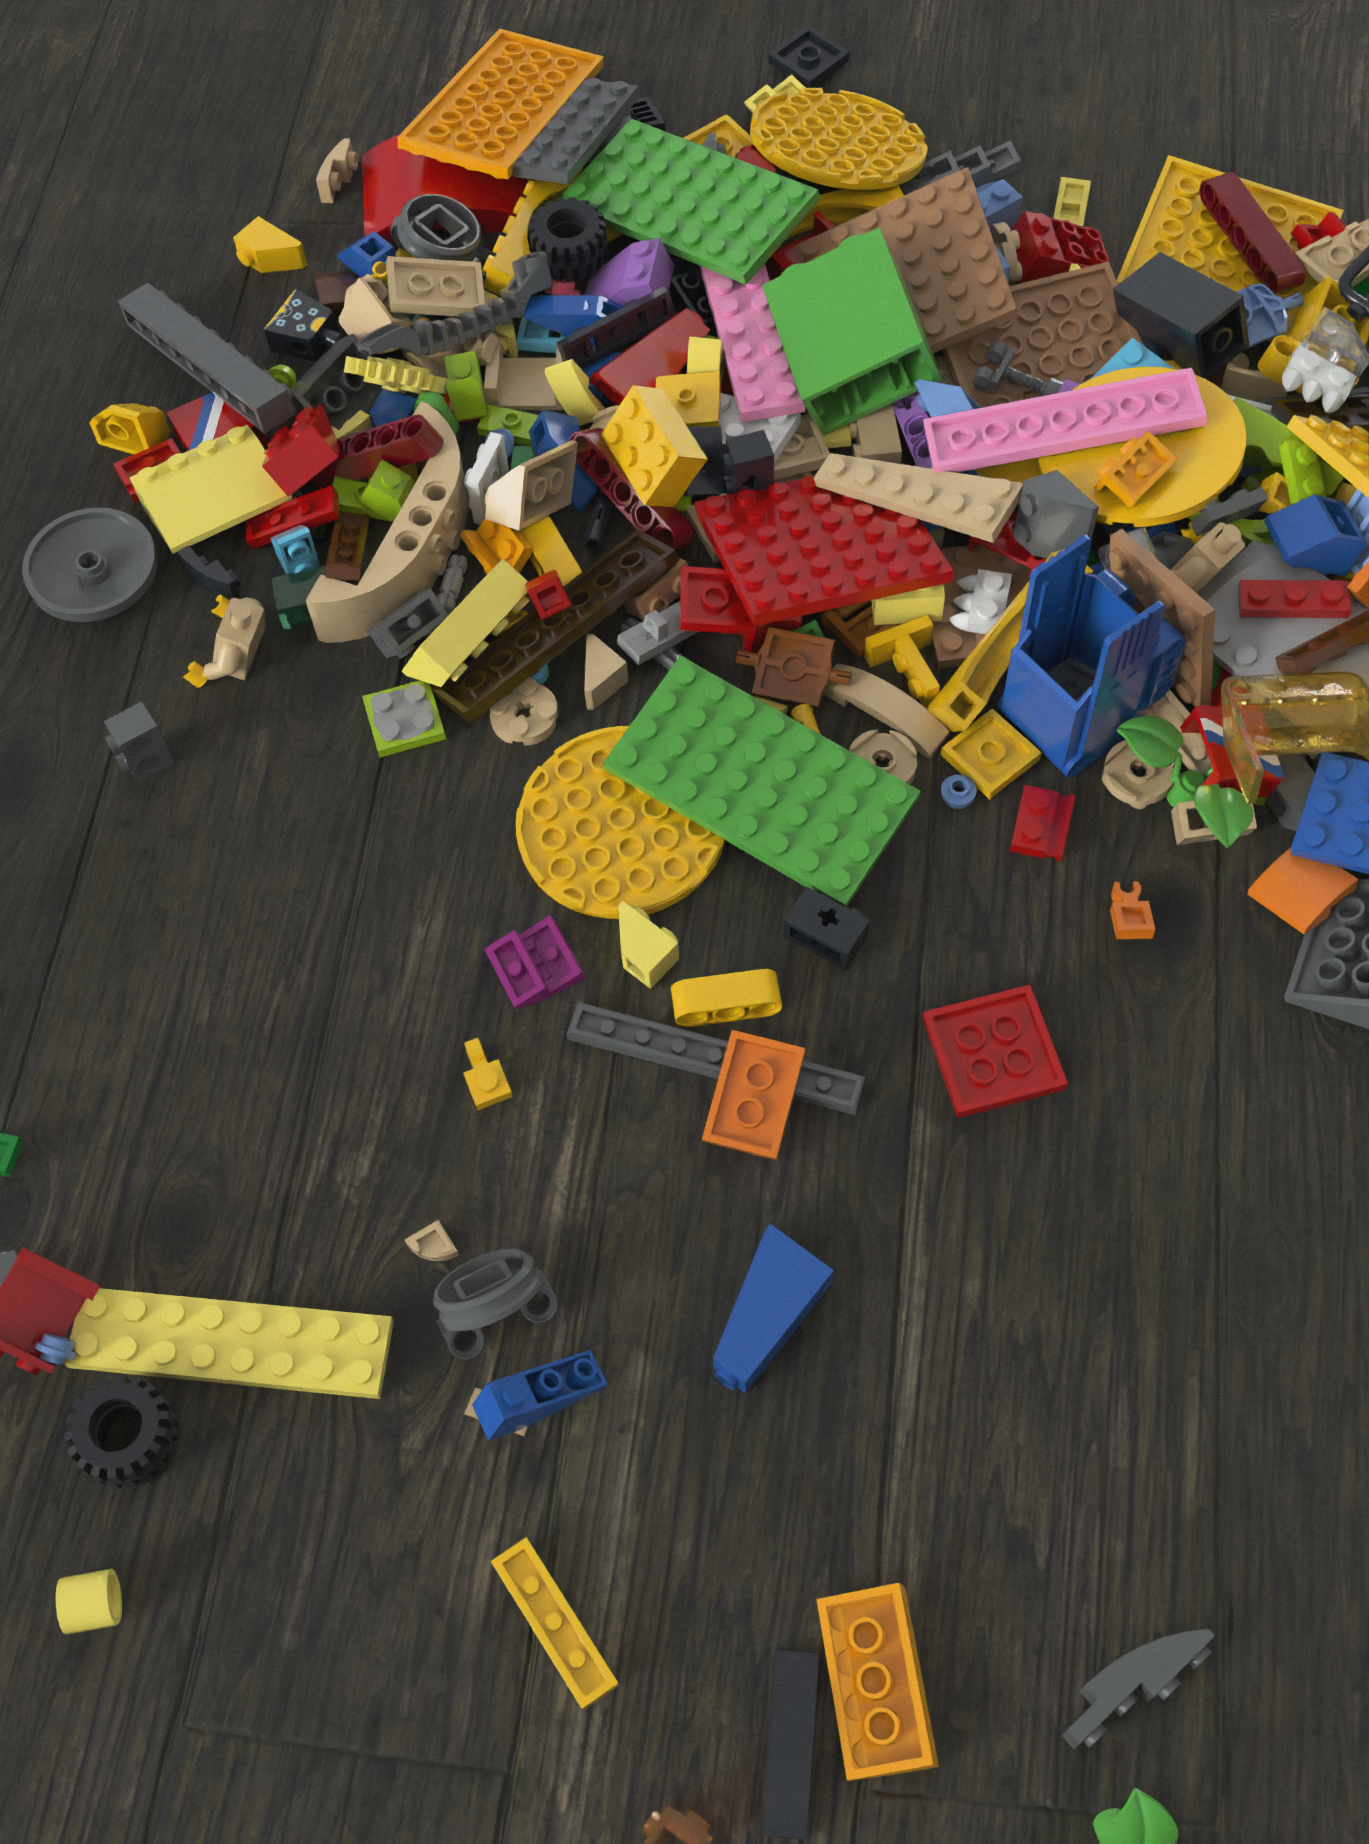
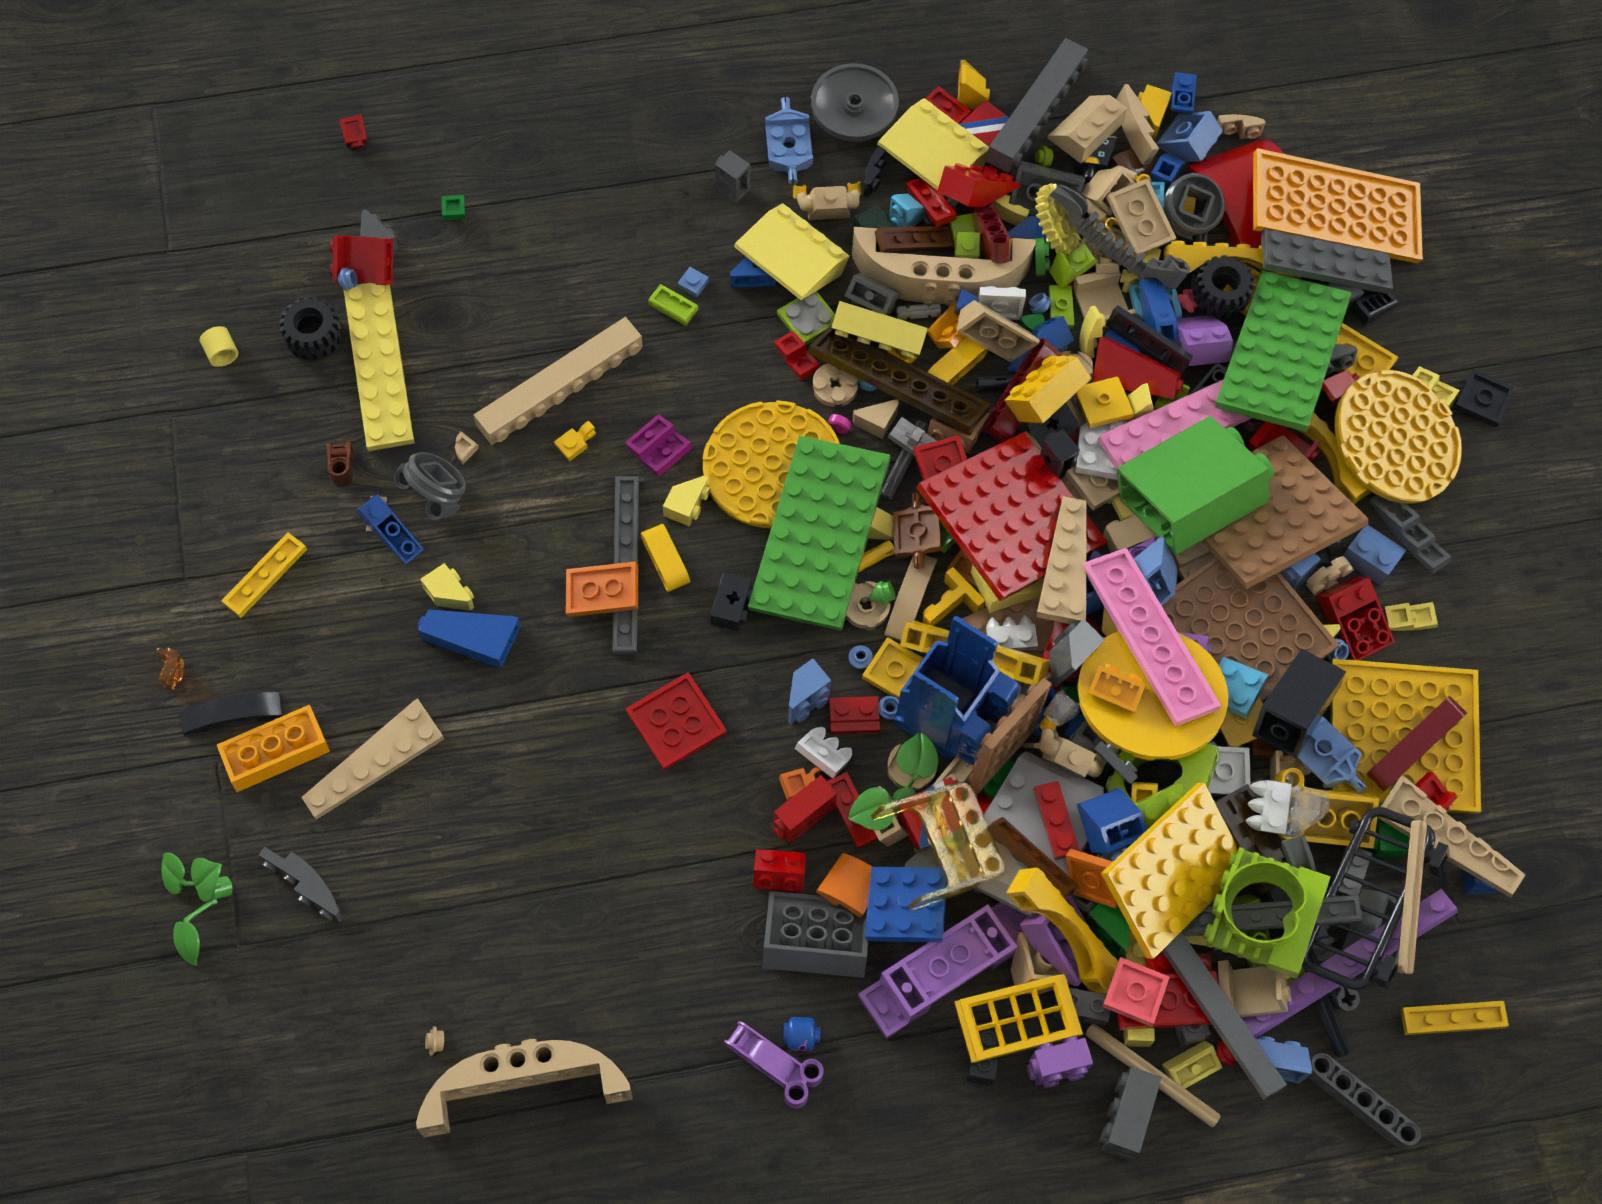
camera: 65 degrees right, 5 degrees up
(87, 655) = (791, 127): none -> medium blue plate
(265, 203) = (1183, 92): none -> blue slope
(268, 307) = (1089, 126): none -> tan slope
(282, 849) = (693, 282): none -> medium blue plate
(284, 267) = (1136, 126): none -> tan slope
(299, 698) = (792, 252): none -> light yellow slope
(307, 768) = (748, 276): none -> blue slope
(310, 883) = (673, 304): none -> lime plate
(325, 221) = (1190, 136): none -> medium blue slope
(376, 1076) = (558, 381): none -> tan brick
(380, 1443) = (340, 458): none -> copper piece
(453, 750) = (796, 355): none -> red slope
(471, 515) = (964, 299): none -> blue slope
(548, 594) = (914, 364): red slope -> none
(592, 719) = (839, 424): none -> dark pink tile
(678, 1326) = (445, 590): none -> light yellow slope
(879, 730) = (883, 593): none -> bright green plate
(926, 1485) = (387, 750): none -> tan wing
(1002, 355) = (1209, 598): dark grey bar -> none
(1003, 862) = (808, 691): none -> medium blue slope
(1047, 768) = (888, 701): none -> medium blue plate
(1092, 873) = (824, 752): none -> white plate
(1185, 911) = (804, 810): none -> red brick
(1187, 861) = (845, 799): none -> red plate
(1257, 973) = (779, 870): none -> red bracket

